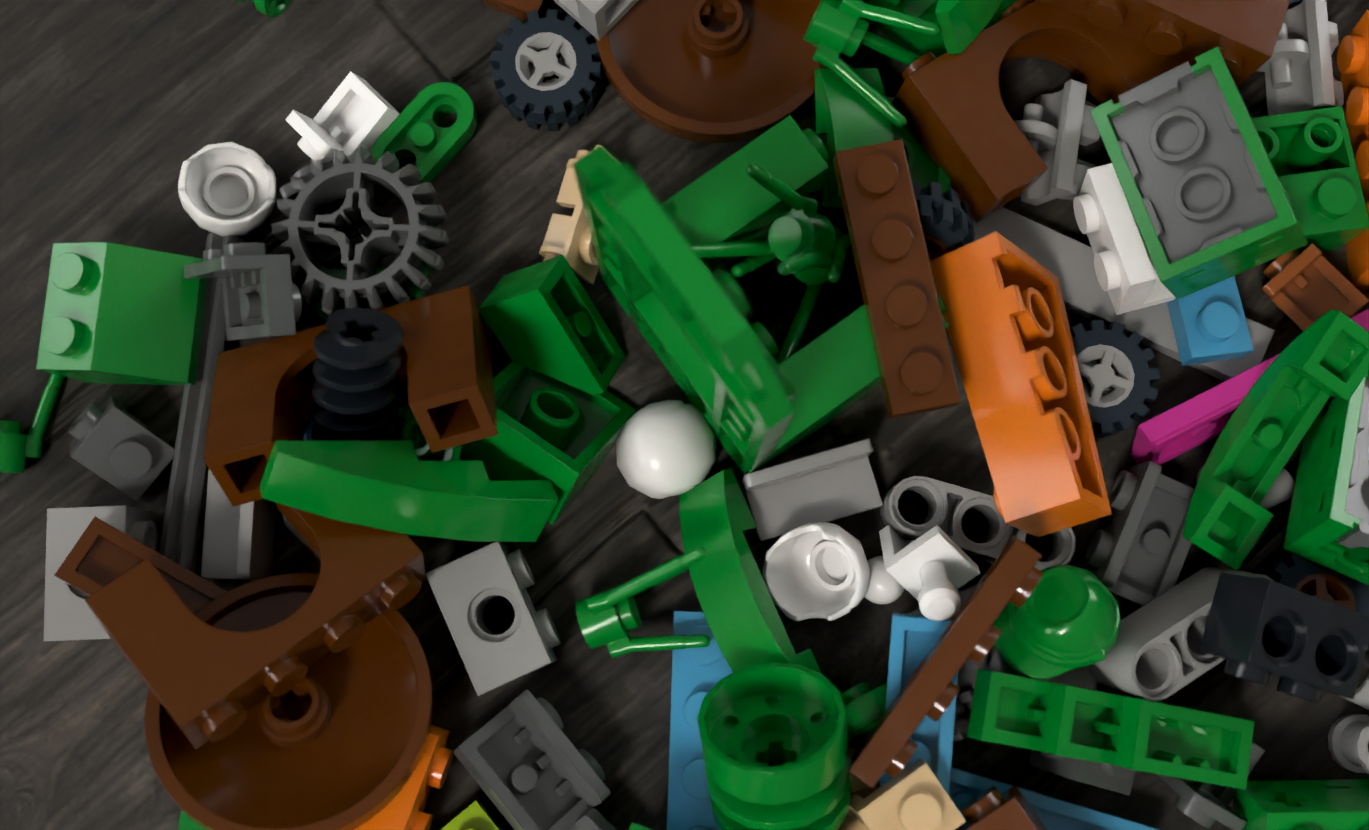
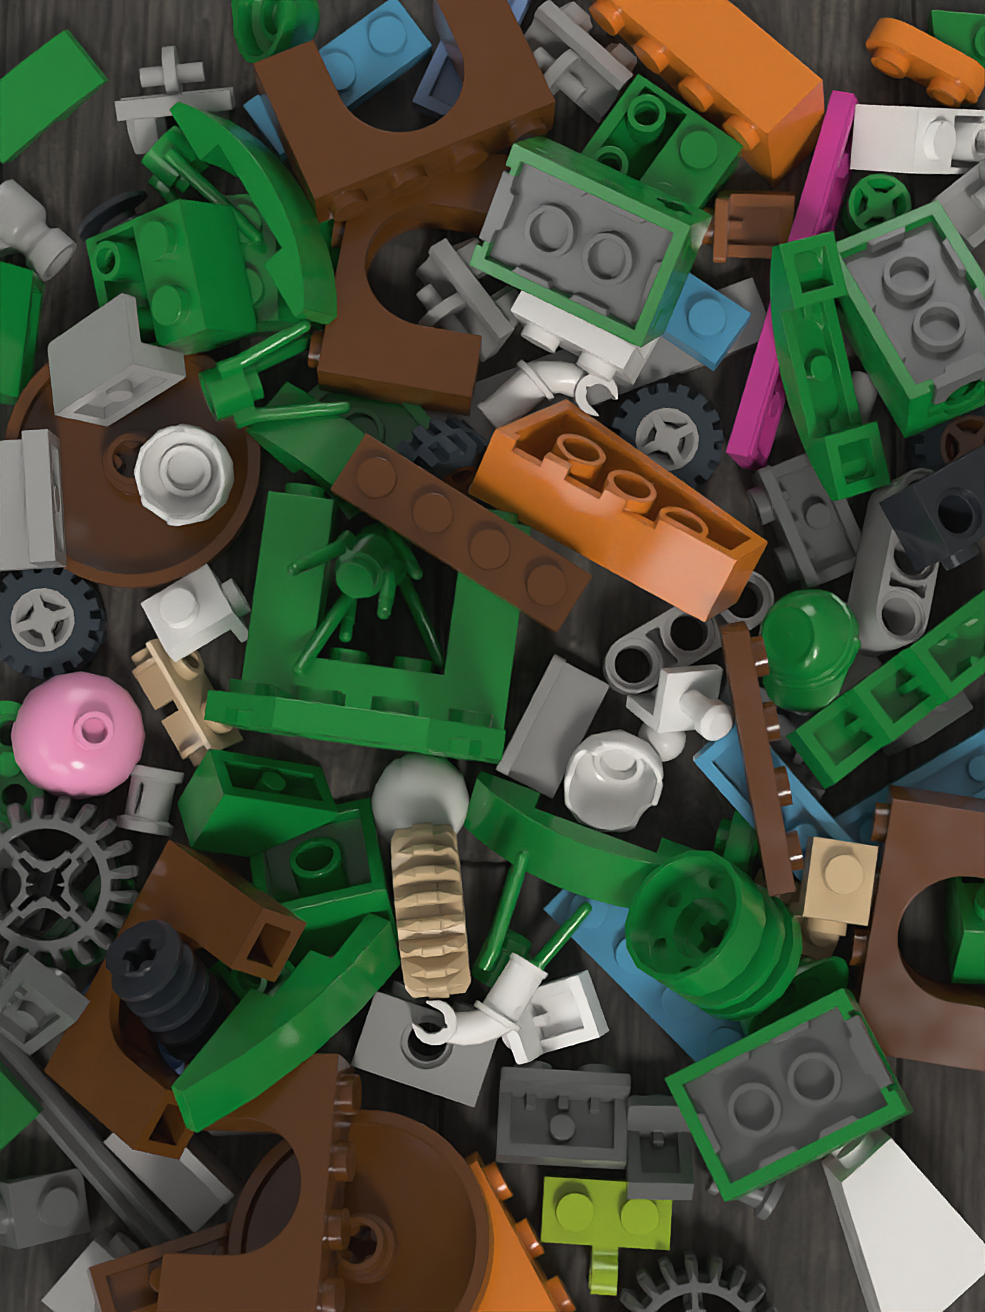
camera: 55 degrees left, 5 degrees up
(487, 161) = (78, 735): none -> bright pink cylinder
(489, 254) = (150, 800): none -> light grey bush
(561, 646) = (495, 1015): none -> white piece
(593, 524) = (430, 911): none -> tan gear
(599, 692) = (557, 1017): none -> white bracket
(656, 154) = (196, 612): none -> white bracket
(743, 52) = (184, 474): none -> white hair
(1055, 247) = (540, 381): none -> white piece

